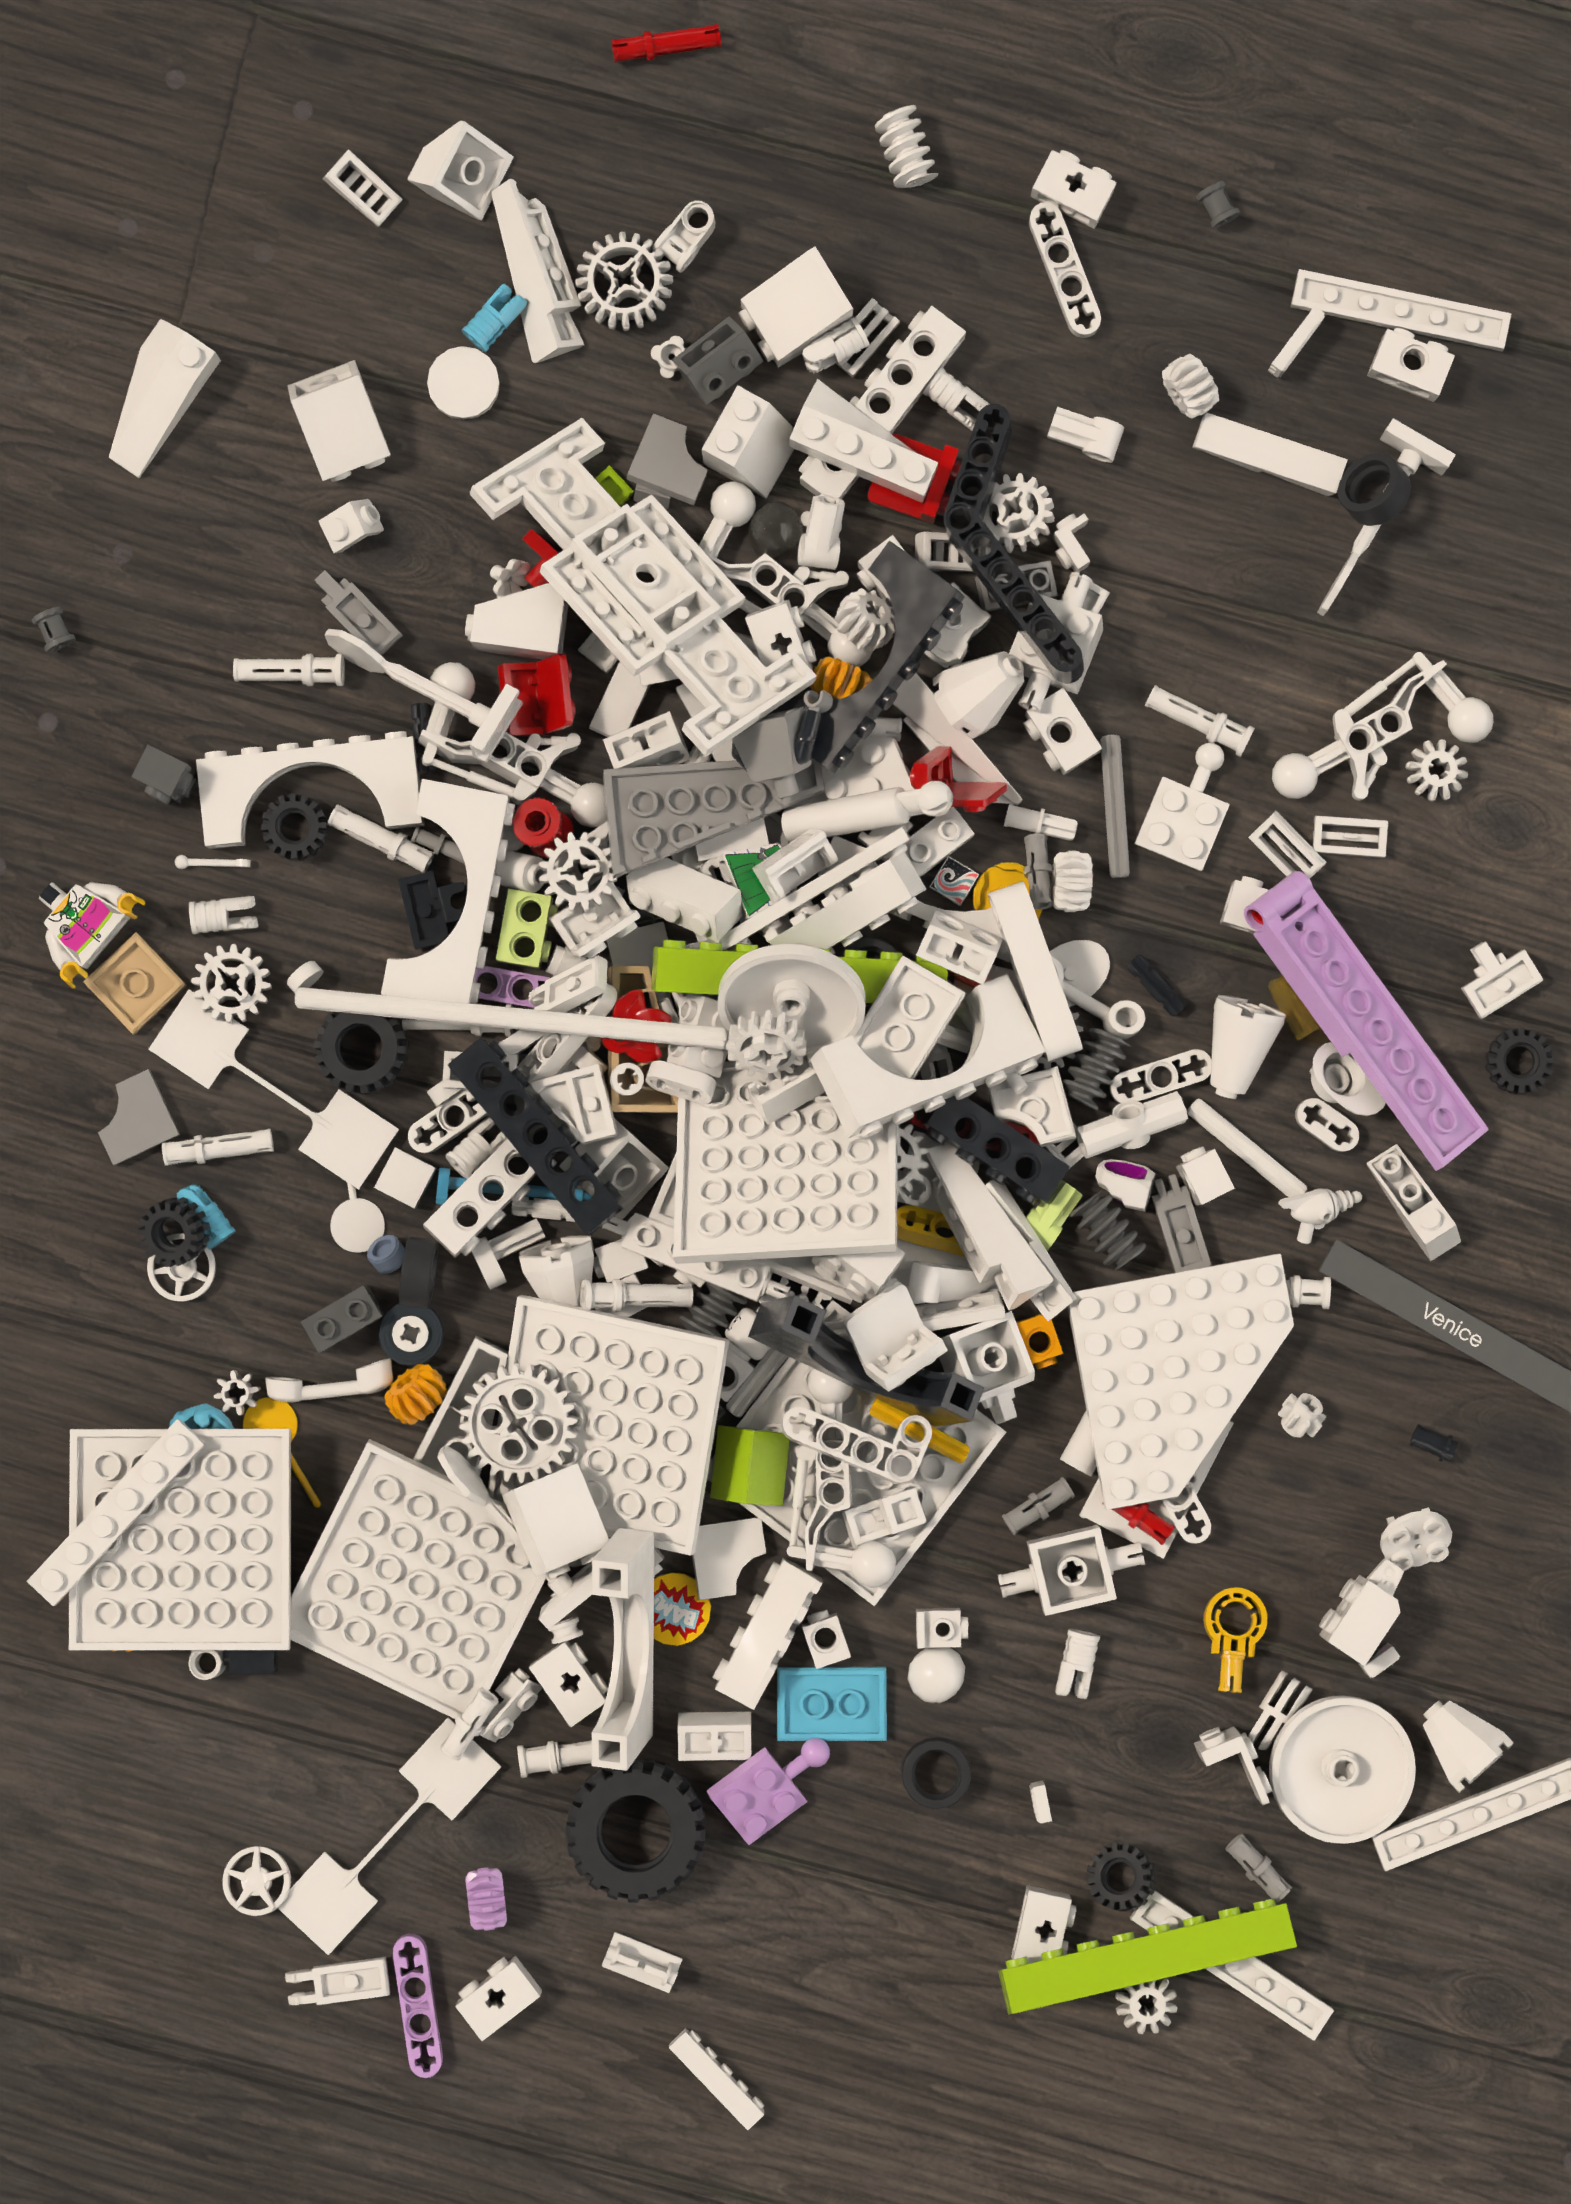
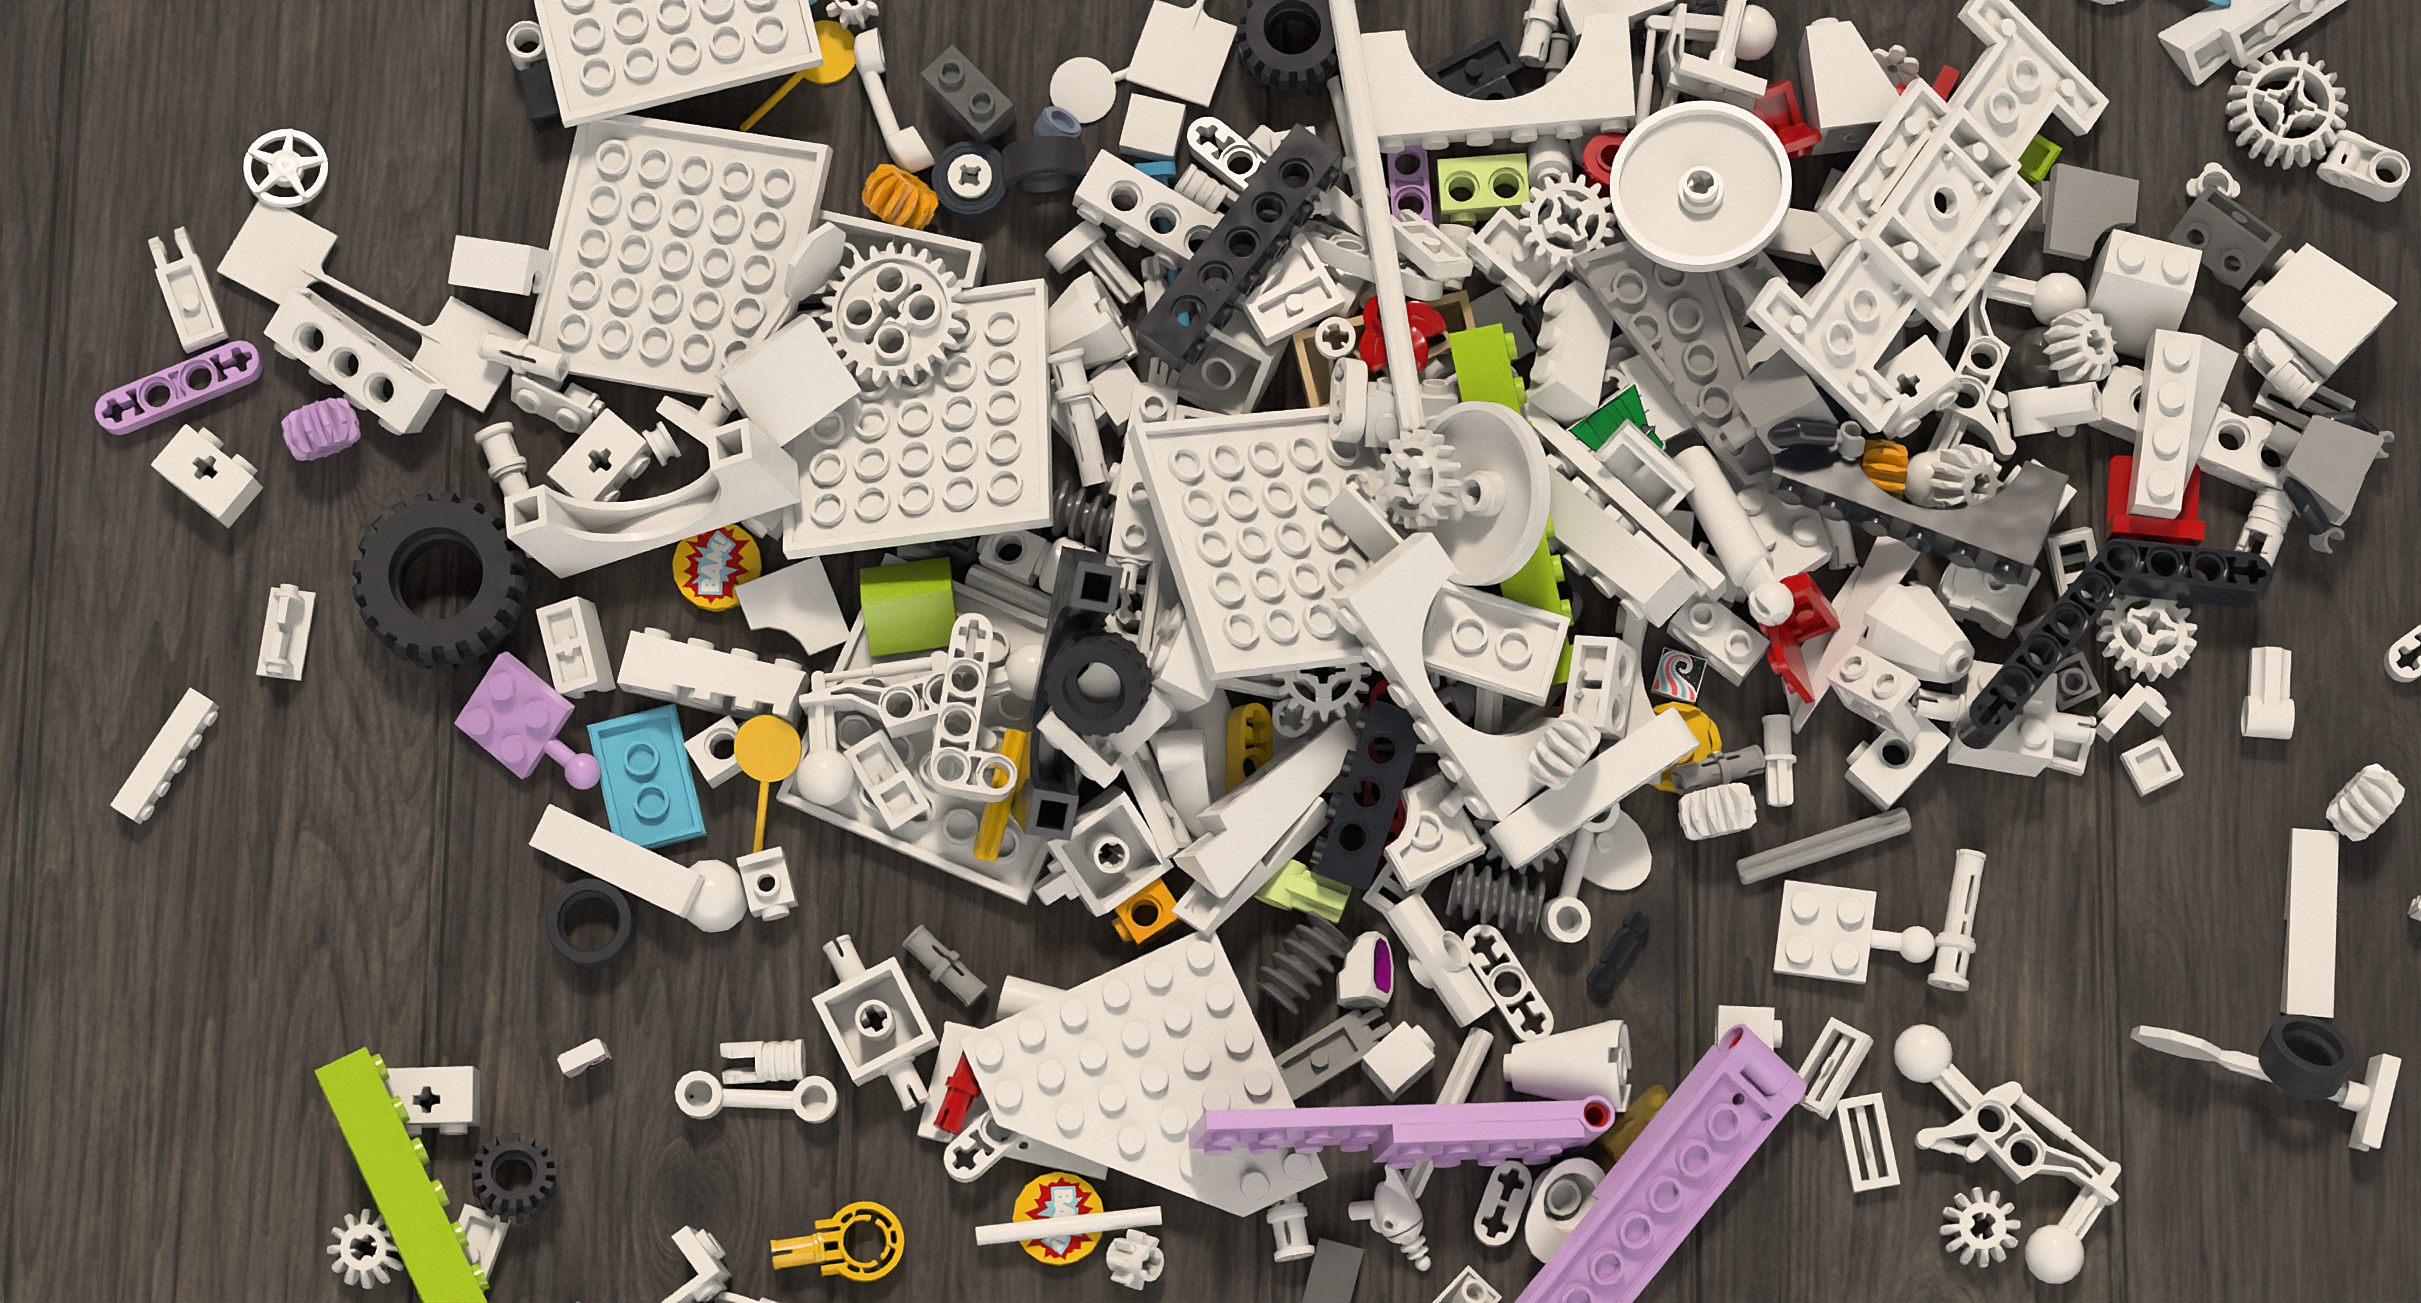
camera: 80 degrees right, 10 degrees down
(388, 1727) = (499, 266): none -> white hinge
(441, 1840) = (414, 390): none -> white brick
(582, 760) = (1701, 186): none -> white dish
(781, 499) = (2080, 347): none -> white gear
(842, 1603) = (769, 752): none -> yellow piece
(851, 1318) = (1117, 654): none -> black tyre
(893, 1741) = (617, 861): none -> white tile
(925, 338) = (2326, 468): none -> light grey torso
(1009, 989) = (1563, 750): none -> white gear
(1012, 733) = (1876, 691): none -> white bracket
(1116, 538) = (2151, 765): none -> white tile
(1117, 1633) = (812, 1098): none -> white piece
(1254, 1465) = (1055, 1197): none -> tile
(1263, 1459) = (1068, 1225): none -> white bar
(1270, 1183) = (1413, 1131): none -> lavender hinge

